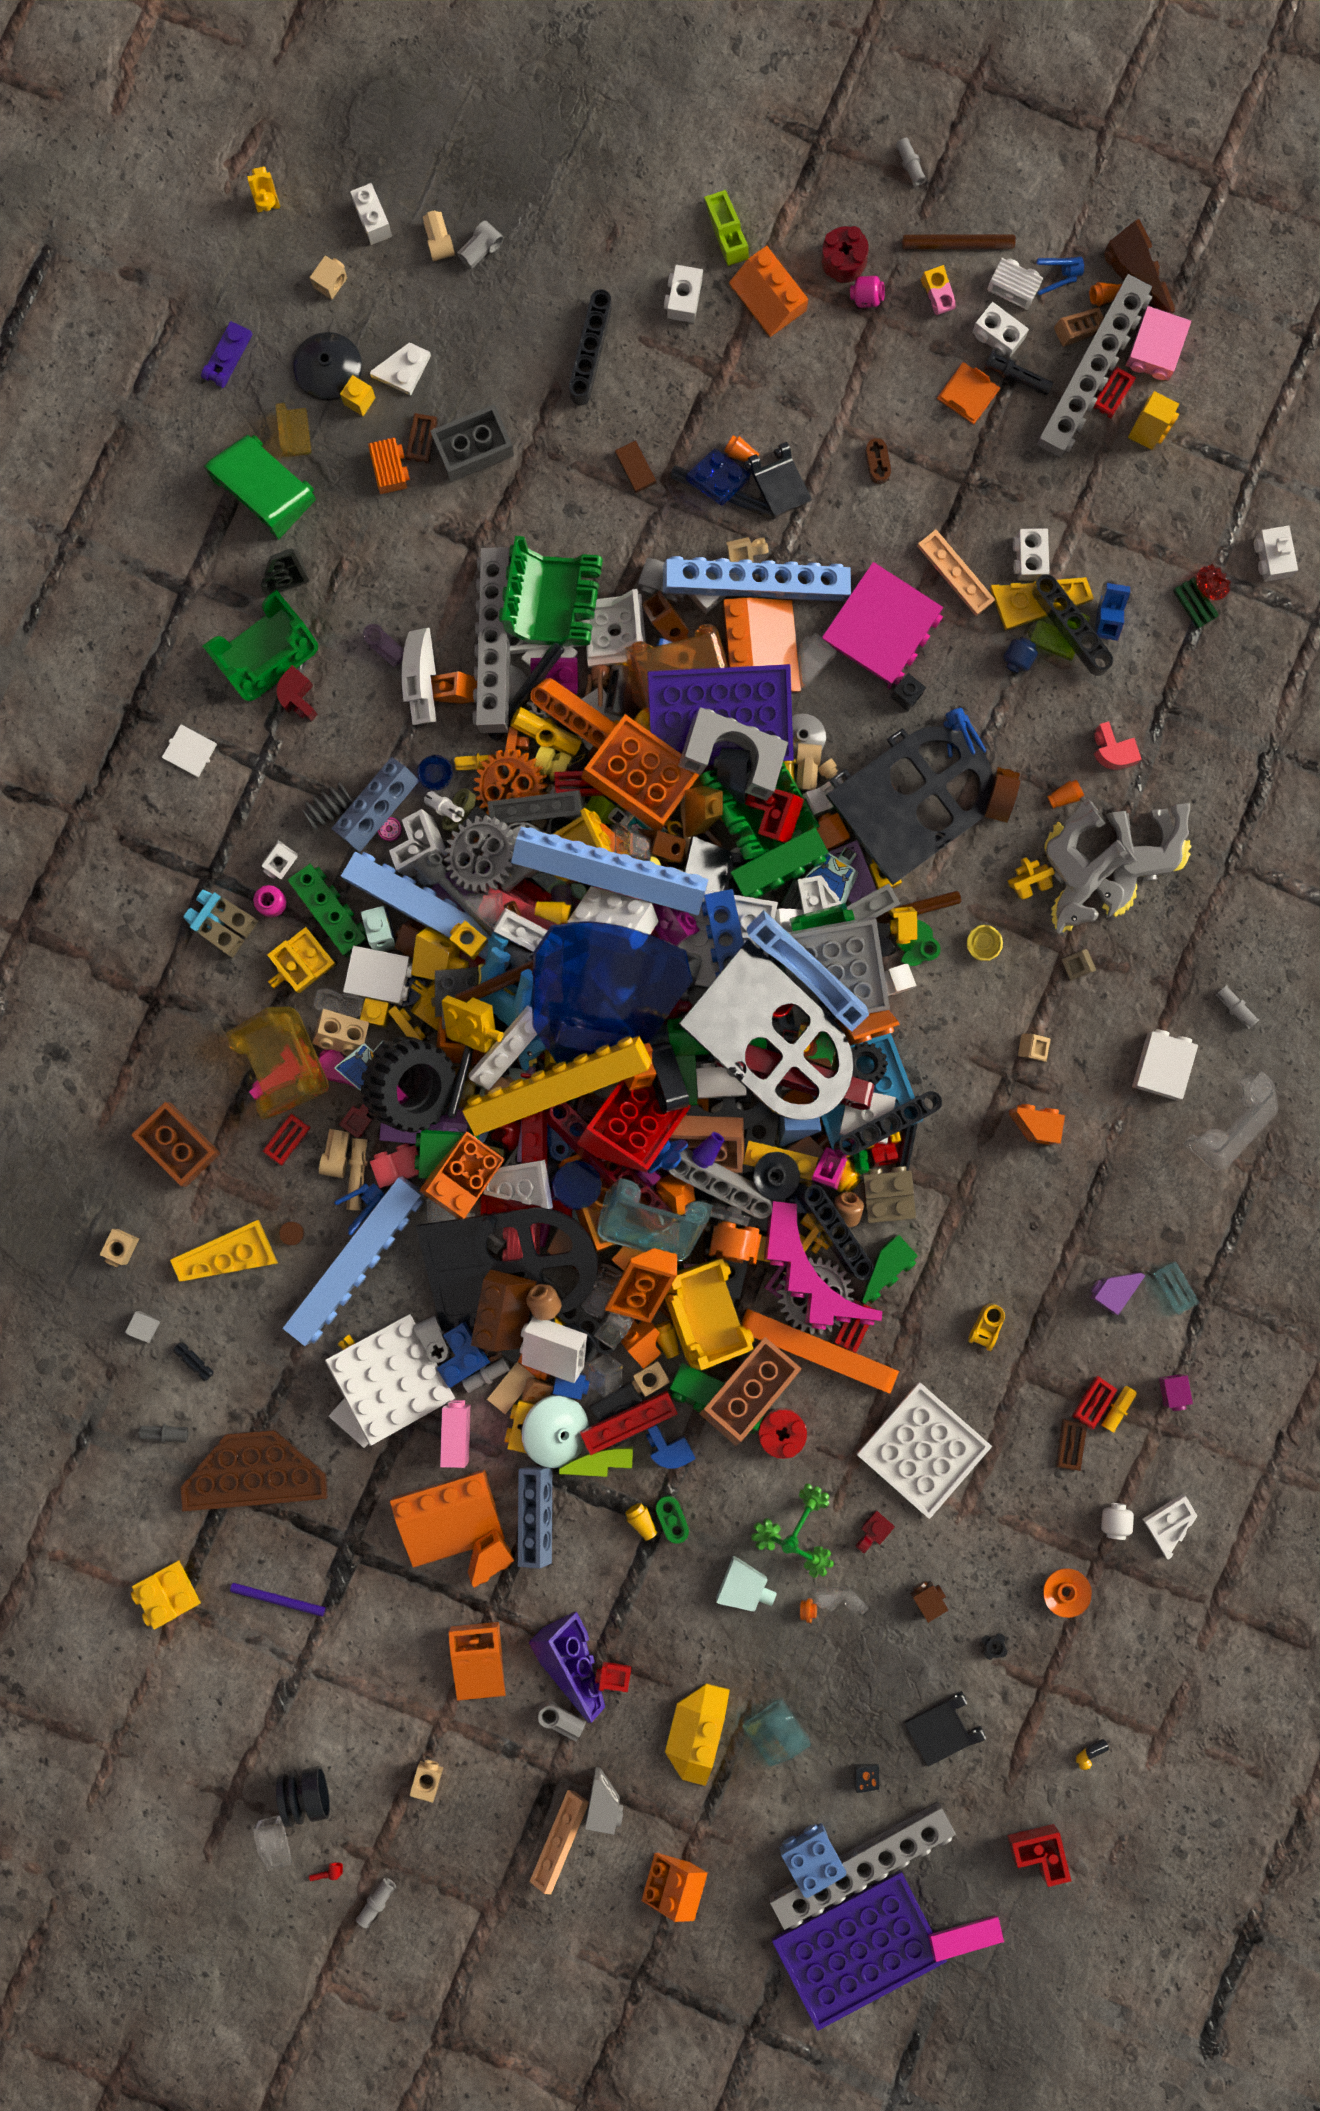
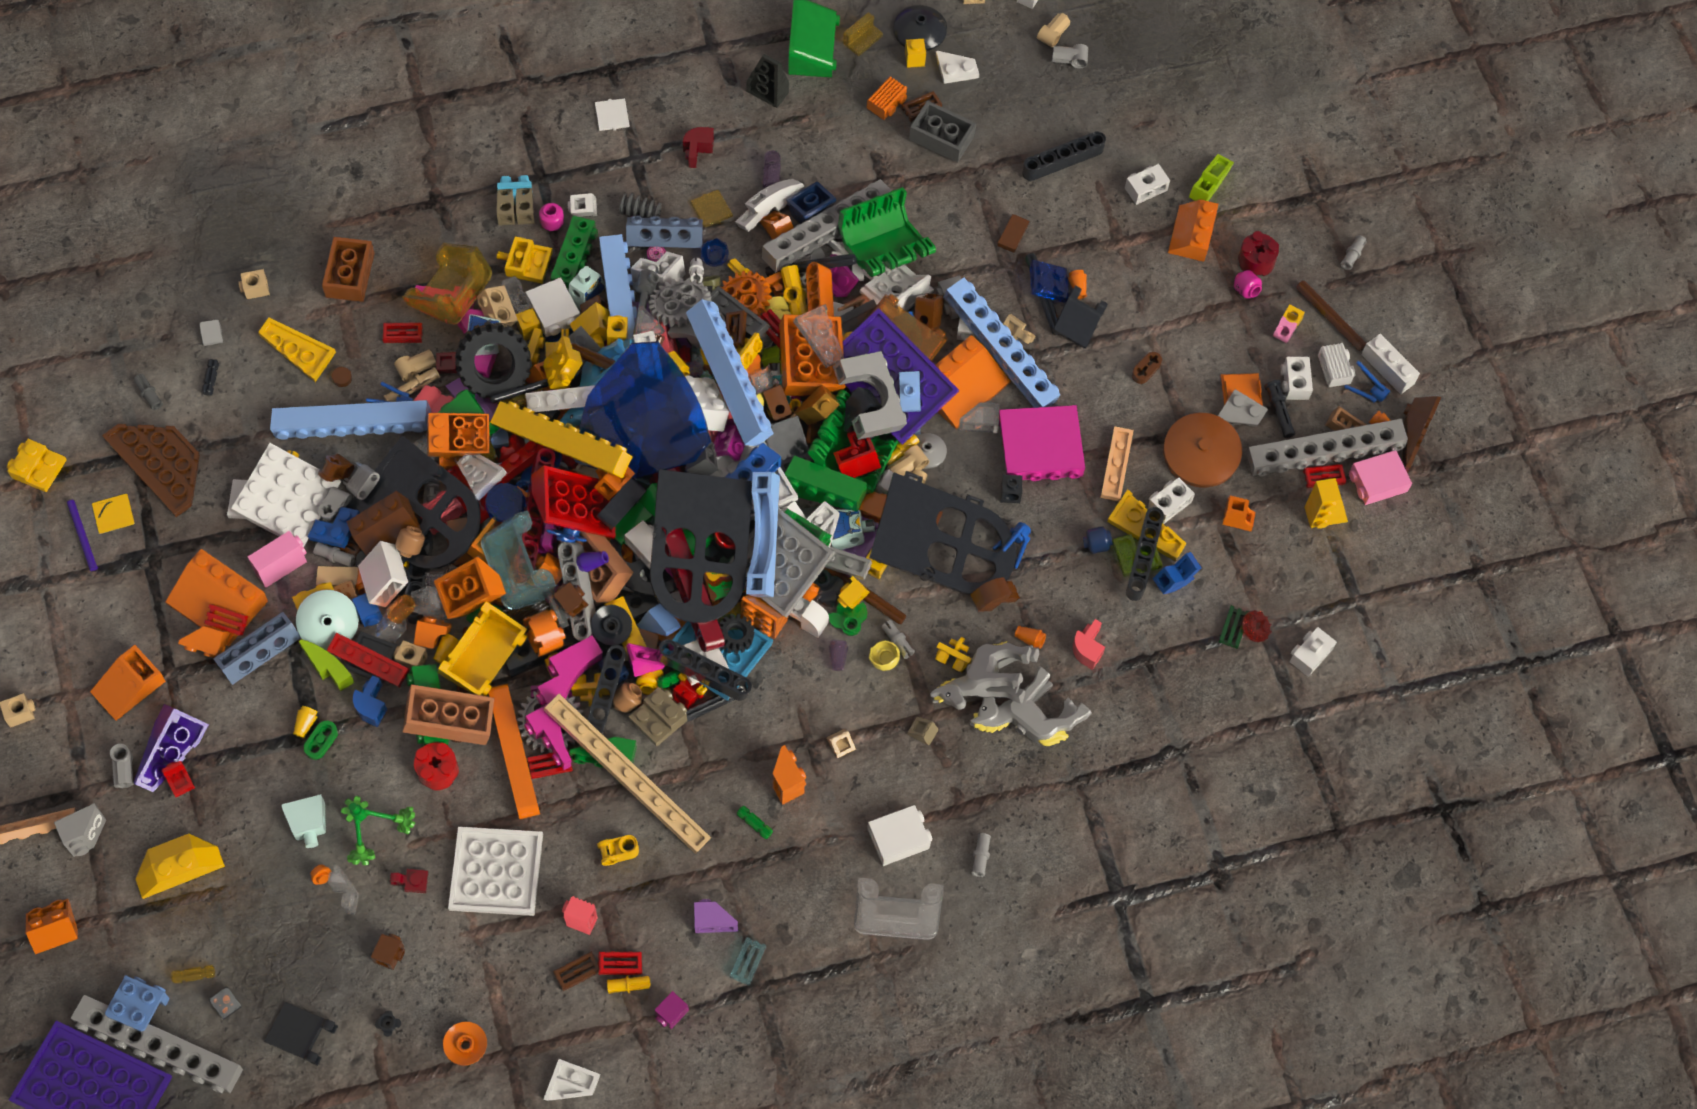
camera: 50 degrees right, 20 degrees down
(264, 650) = (704, 109): green windscreen -> none
(275, 1553) = (113, 513): none -> yellow sticker
(377, 735) = (711, 208): none -> clear yellow piece
(395, 1311) = (336, 468): none -> reddish brown piece
(430, 1295) = (362, 481): none -> light grey piece
(456, 637) = (810, 202): none -> dark blue slope
(486, 1528) = (211, 614): none -> red tile
(562, 818) = (738, 327): none -> reddish brown tile
(606, 1359) = (400, 609): none -> clear orange brick
(634, 752) = (818, 332): none -> clear wing
(732, 1198) = (571, 598): none -> reddish brown brick
(755, 711) = (910, 391): none -> light blue plate
(777, 1733) = (216, 917): clear light blue slope -> none
(816, 1788) = (193, 974): none -> clear yellow axle
(928, 1268) = (627, 773): none -> tan plate
(949, 983) = (838, 652): none -> clear purple cone
(975, 917) = (898, 639): none -> light grey pin
(991, 411) = (1242, 410): none -> light grey wing
(1003, 481) = (1202, 450): none -> dark orange dish
(1029, 1408) = (580, 915): none -> coral brick
(1052, 1183) = (754, 822): none -> green axle
(1054, 232) = (1390, 363): none -> white brick
(1092, 504) = (1238, 514): none -> orange brick
(1117, 1521) = (544, 1041): white head -> none

